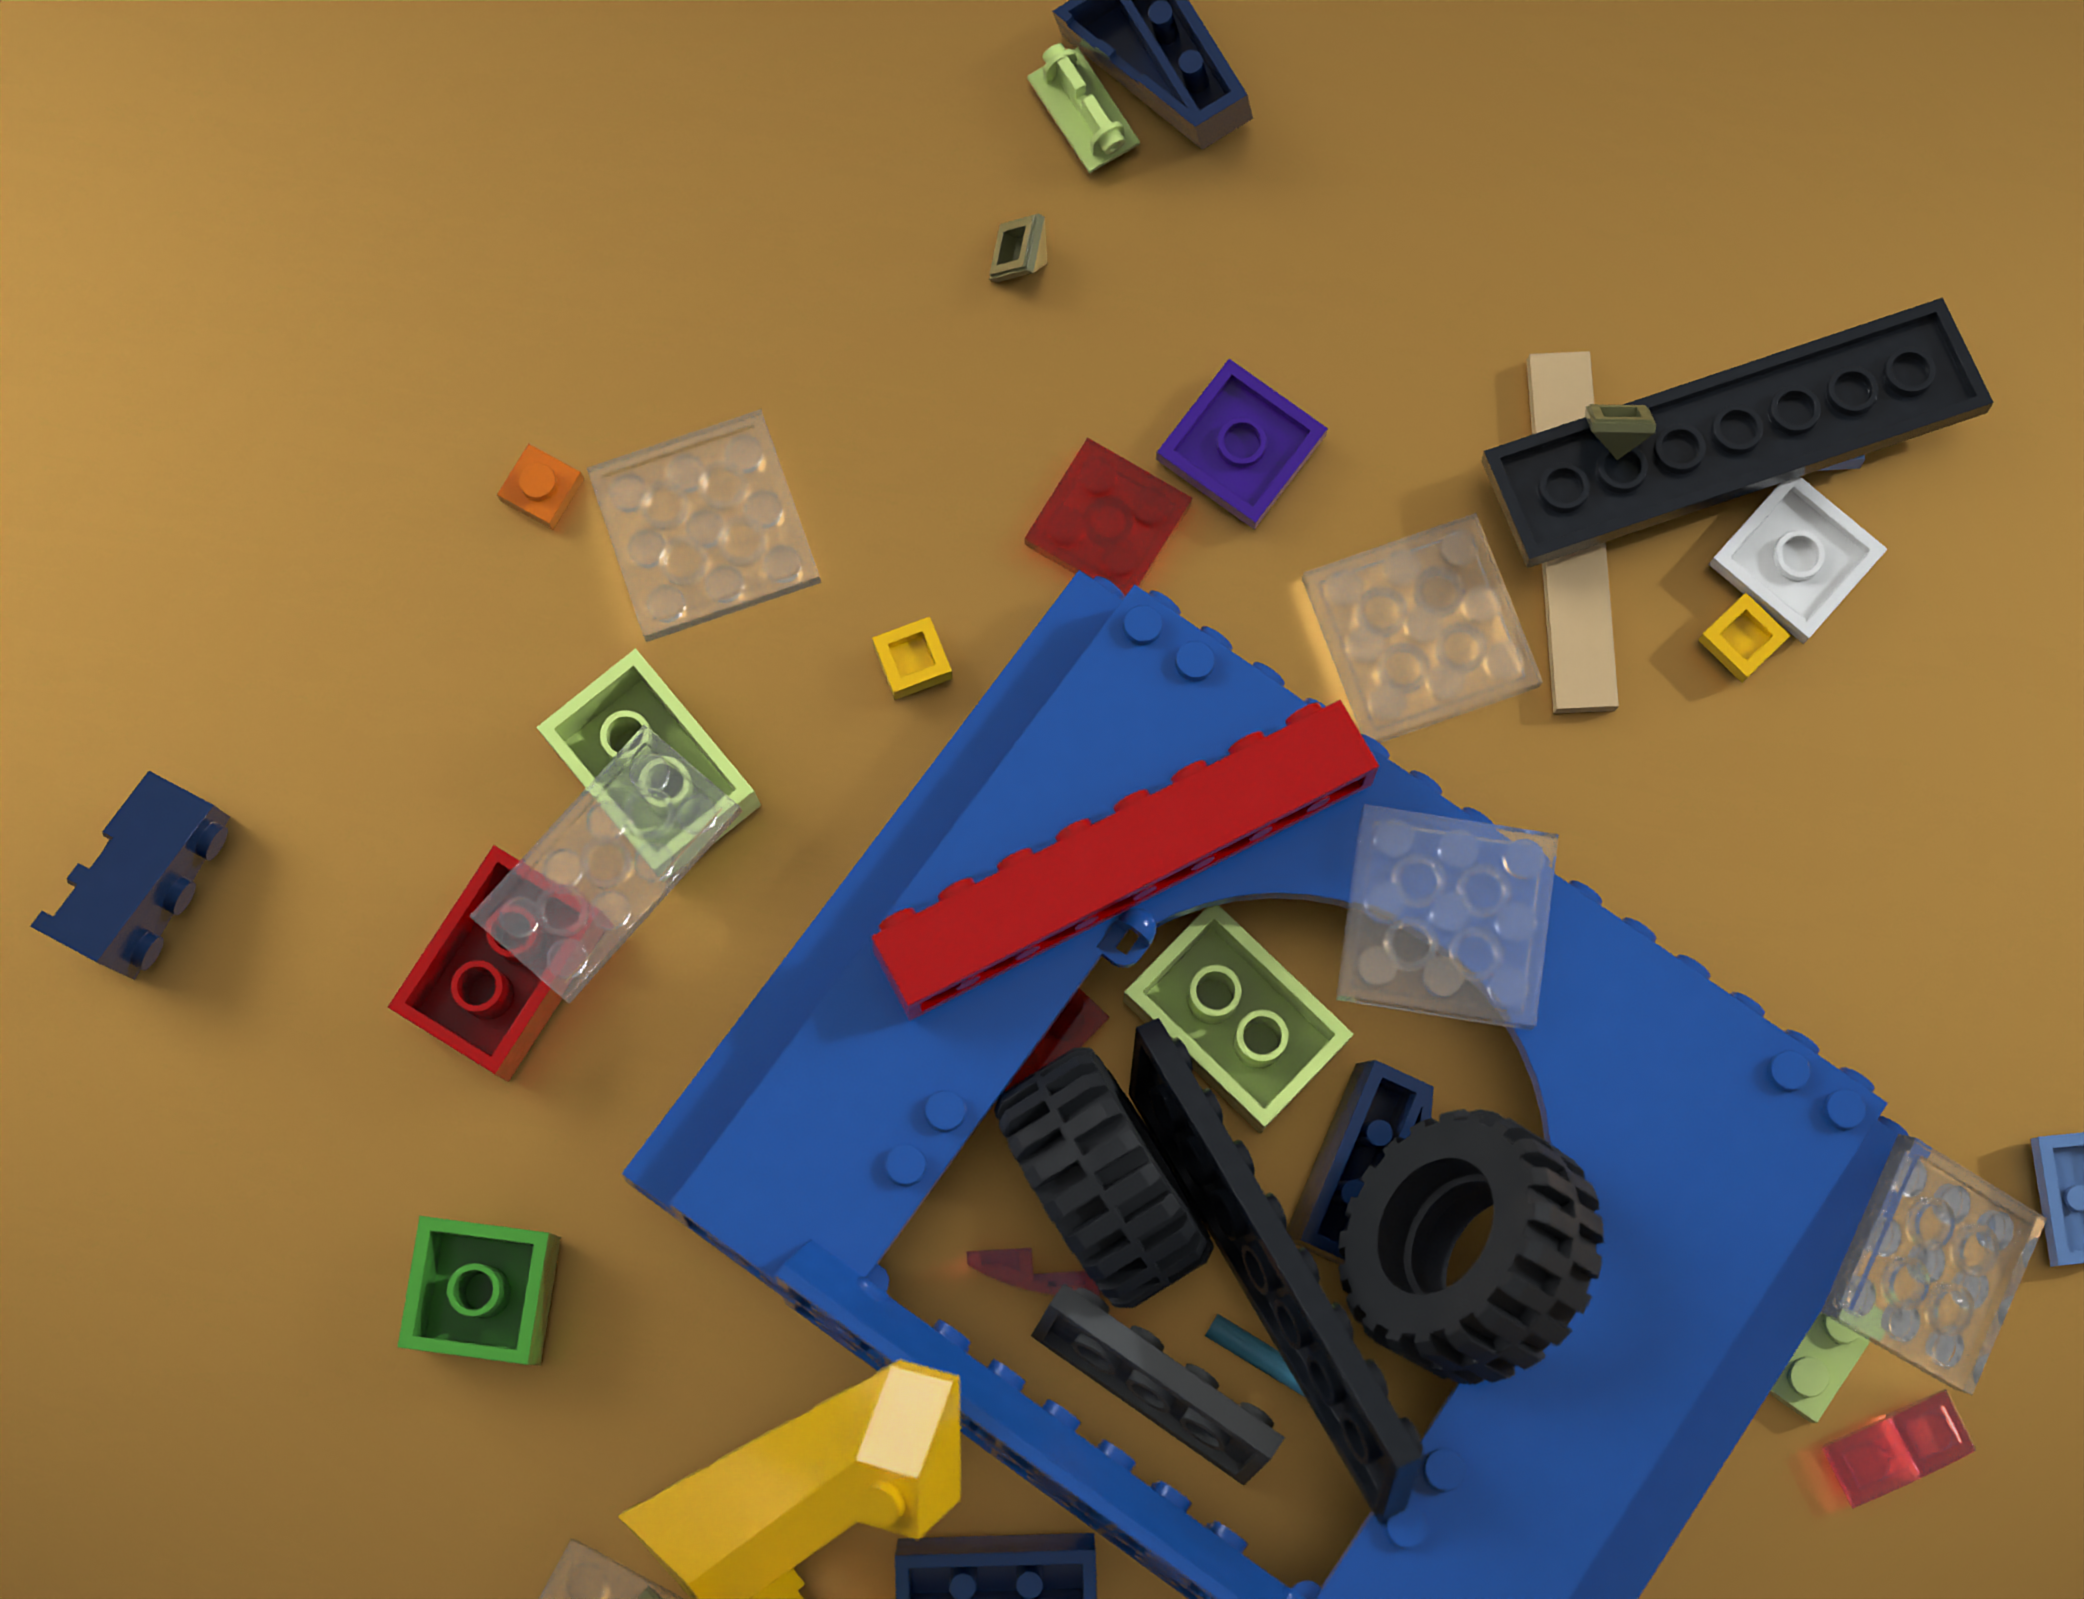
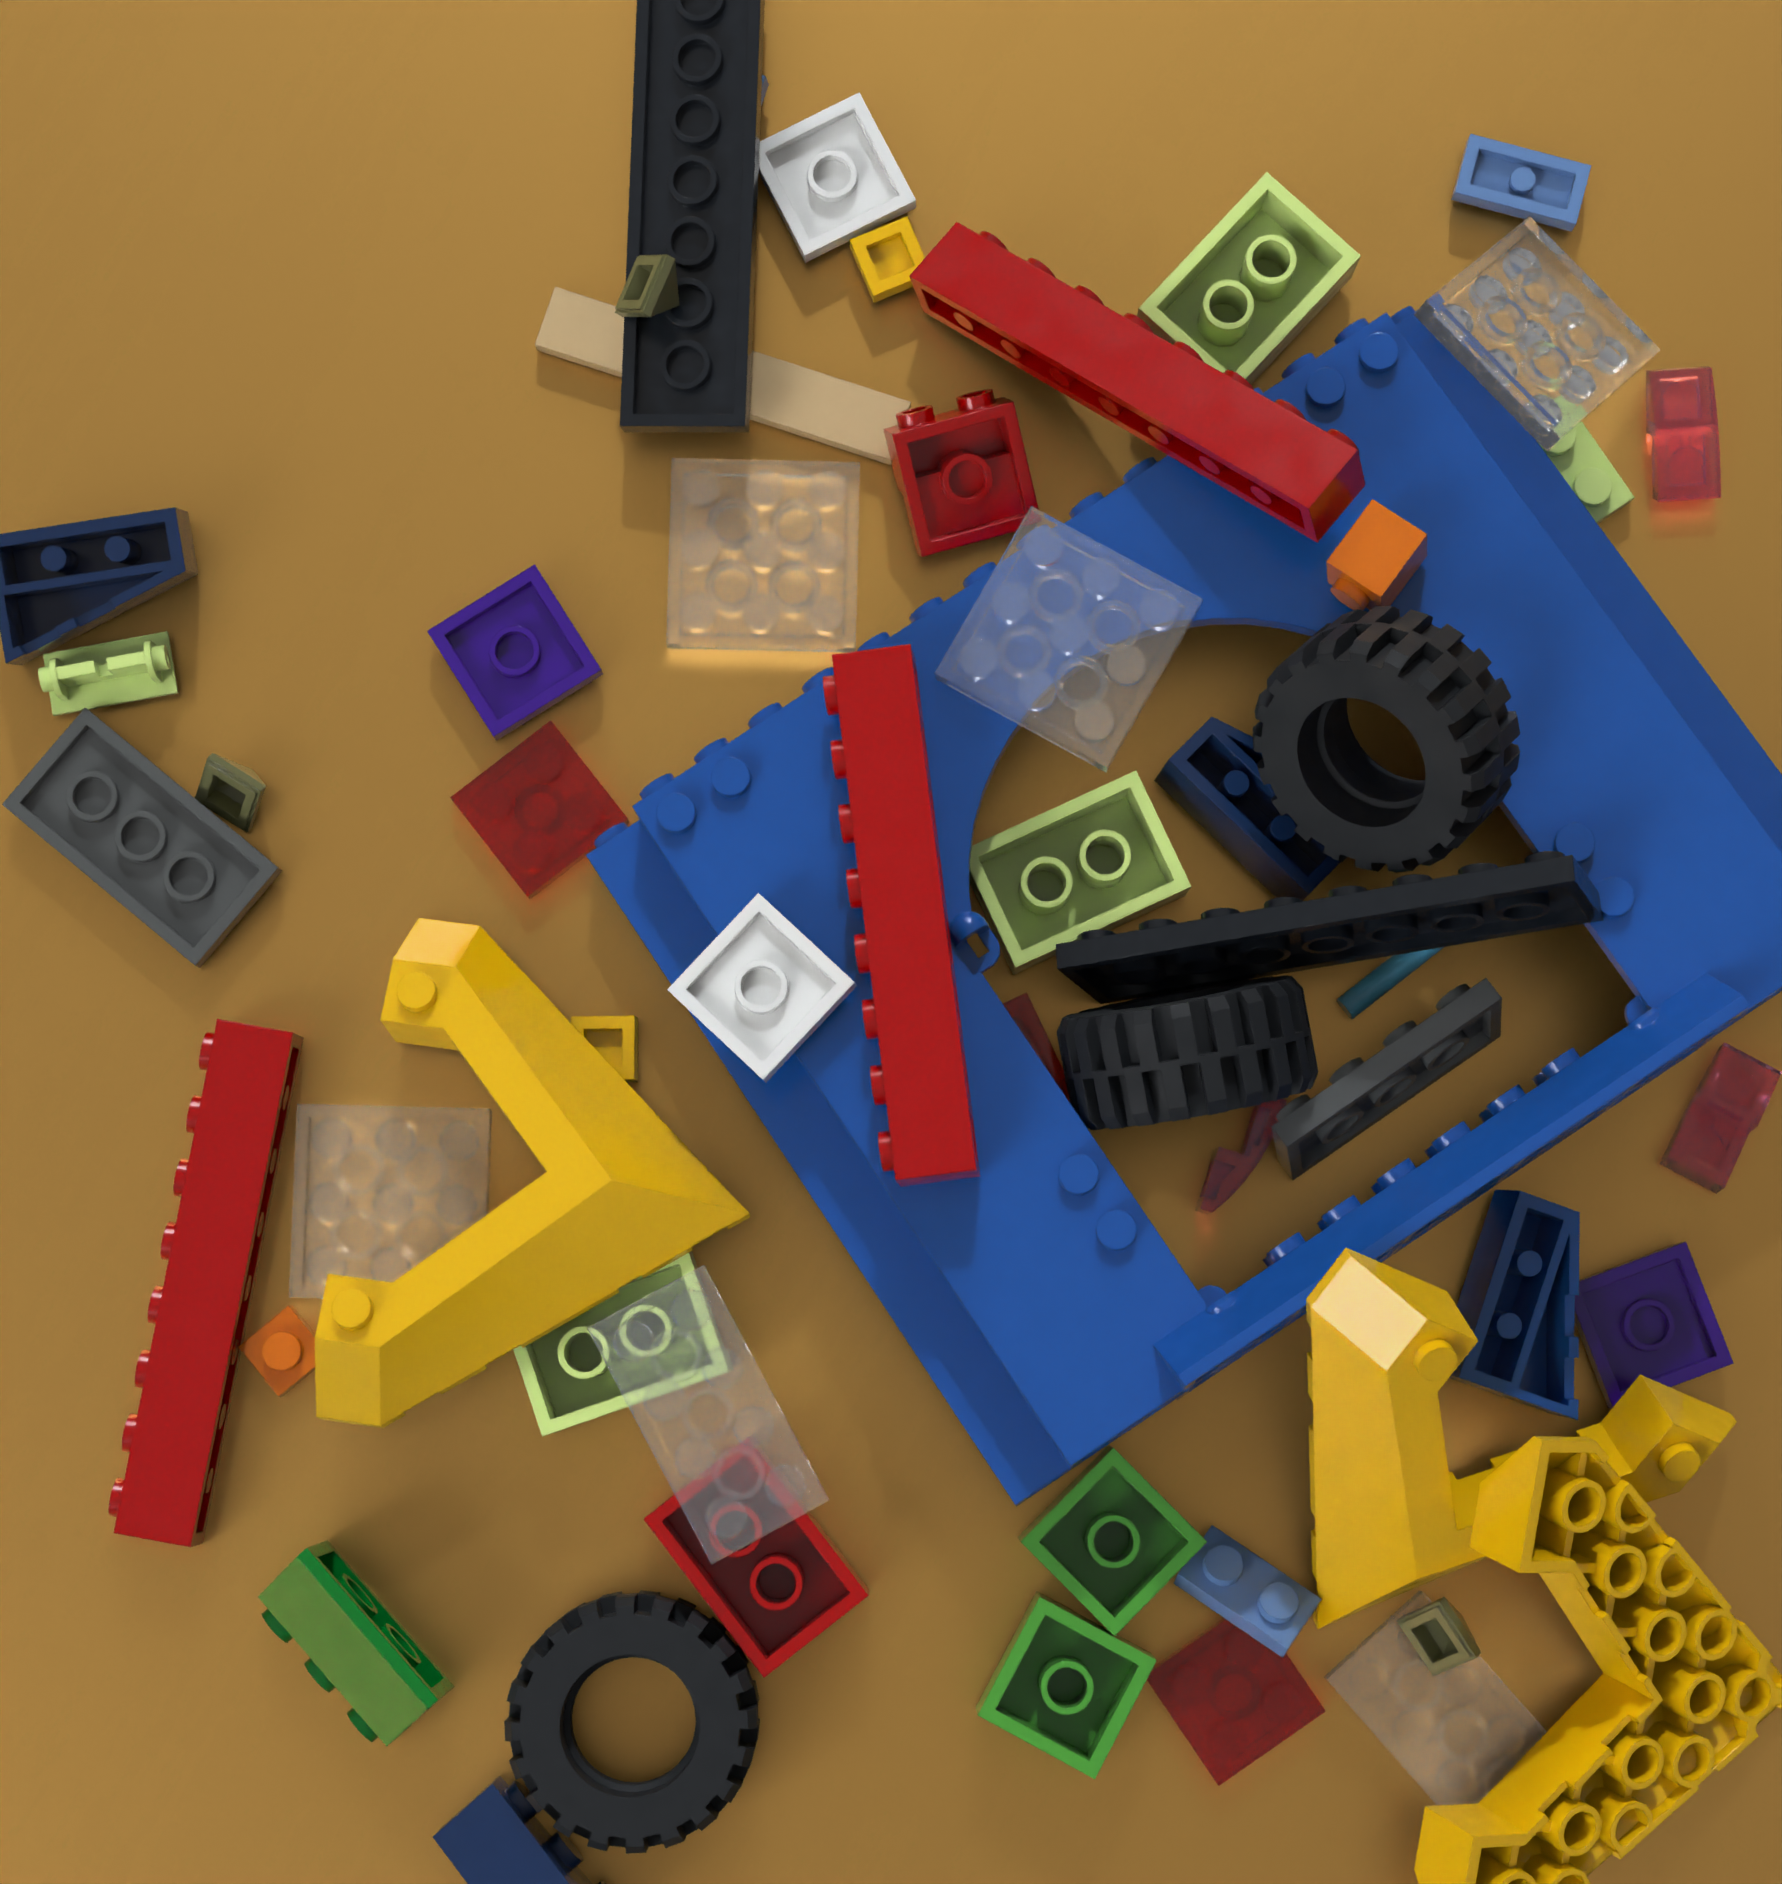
camera: 70 degrees left, 5 degrees up
(249, 860) = (544, 1740): none -> black tyre
(301, 640) = (353, 1643): none -> green slope
(530, 1458) = (1232, 1697): none -> clear red plate
(573, 394) = (207, 1283): none -> red brick
(627, 1285) = (1112, 1540): none -> bright green brick
(627, 1433) = (1247, 1591): none -> medium blue plate
(760, 703) = (609, 1208): none -> yellow wedge
(947, 191) = (142, 837): none -> dark grey plate
(1009, 756) = (762, 987): none -> white plate
(1572, 774) = (961, 471): none -> red plate
(1641, 1174) = (1375, 559): none -> orange brick
(1721, 899) = (1140, 380): none -> red brick
(1856, 972) = (1252, 282): none -> yellowish green brick

